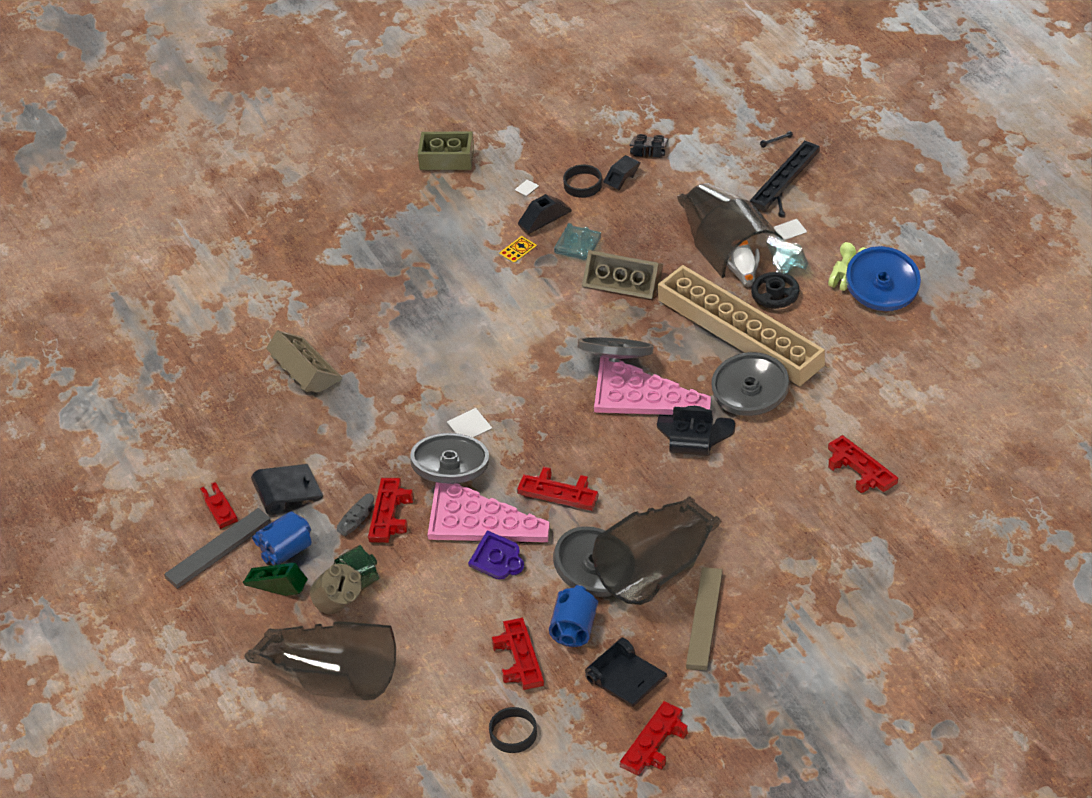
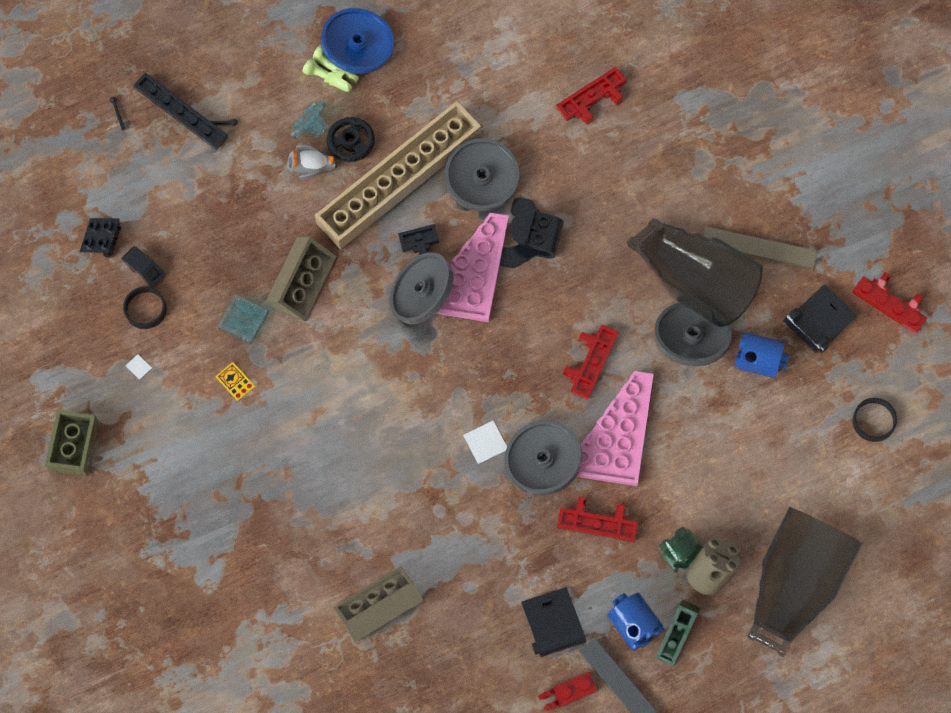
camera: 85 degrees left, 25 degrees up
(356, 515) = (602, 552): dark grey hinge -> none
(497, 557) = (671, 422): dark purple plate -> none
(526, 665) = (804, 403): red hinge -> none
(542, 212) = (195, 349): black slope -> none
(674, 351) = (419, 239): none -> black hinge
(721, 222) = (251, 173): clear smoke windscreen -> none
(790, 229) = (257, 121): white sticker -> none

